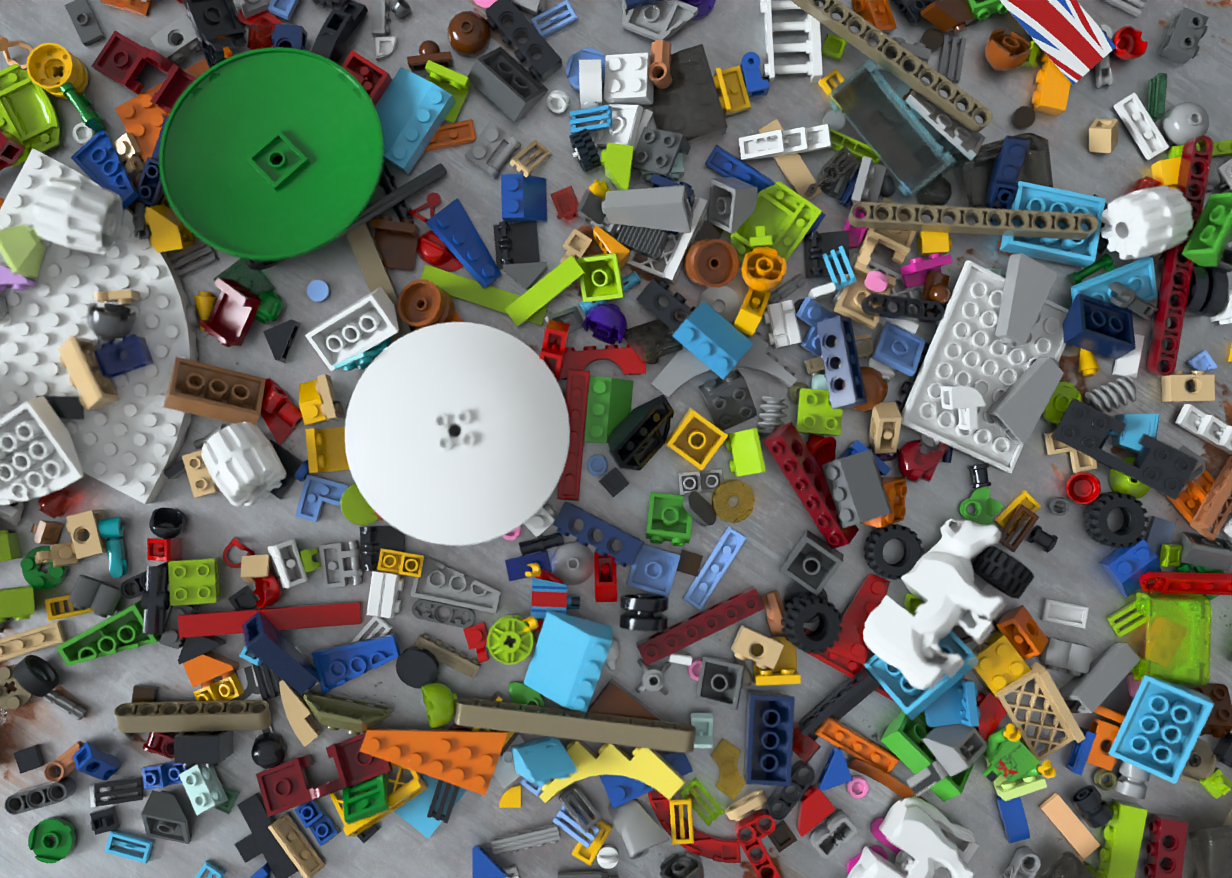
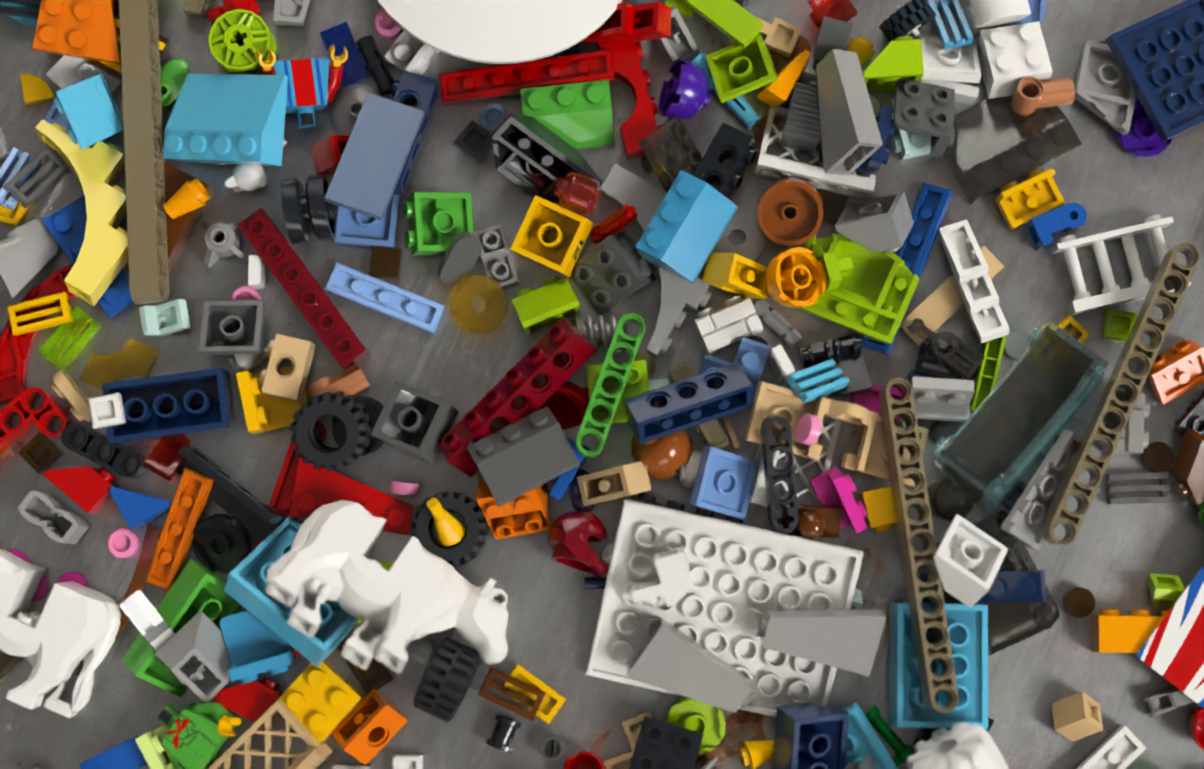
camera: 80 degrees right, 5 degrees down
(617, 556) = (374, 156): none -> sand blue tile
(621, 698) = (186, 199): none -> light orange cone
(671, 414) = (577, 193): none -> clear red head
(695, 392) = (614, 223): none -> red axle
(767, 783) = (107, 410): none -> white tile
(830, 417) = (610, 370): none -> bright green beam
(856, 578) = (403, 487): none -> bright pink tile
(872, 716) = (221, 543): none -> black tile
(895, 552) = (448, 528): none -> yellow cone
(980, 475) = (574, 631): black bush -> none
(983, 507) = (531, 647): bright green plate -> none
(992, 186) = (968, 561): none -> white slope
(1006, 50) = (1164, 556): dark orange cylinder -> none

